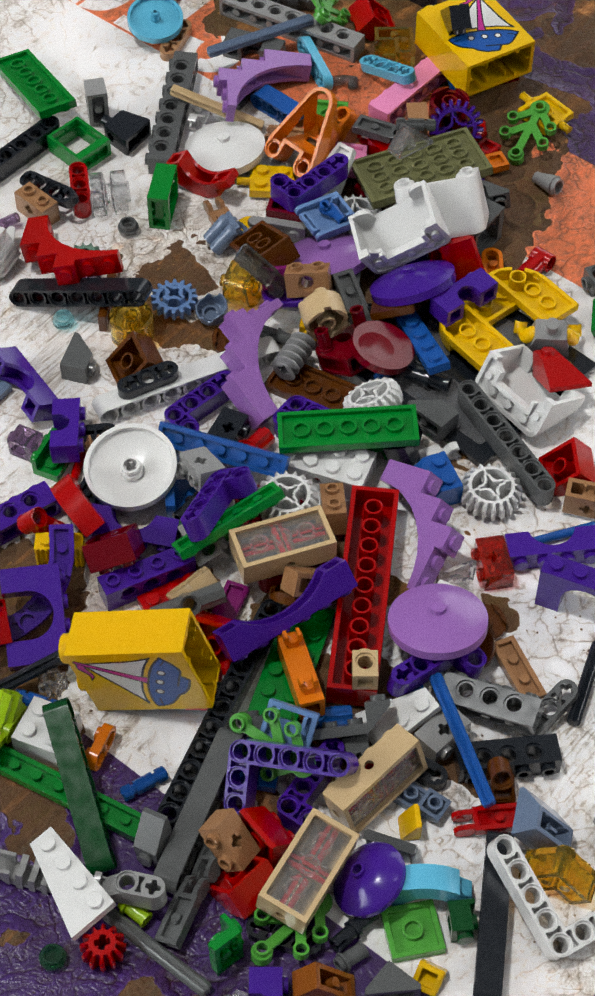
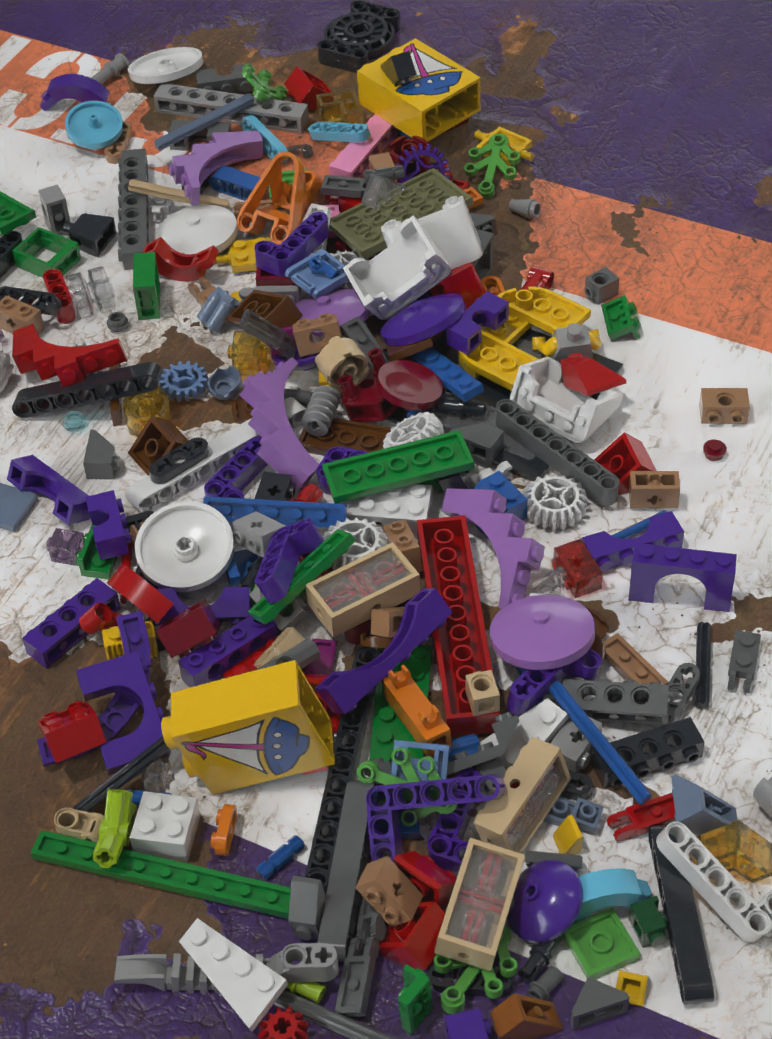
camera: 10 degrees left, 5 degrees down
(79, 786) = (216, 871): dark green beam -> none
(501, 784) = (653, 776): reddish brown piece -> none

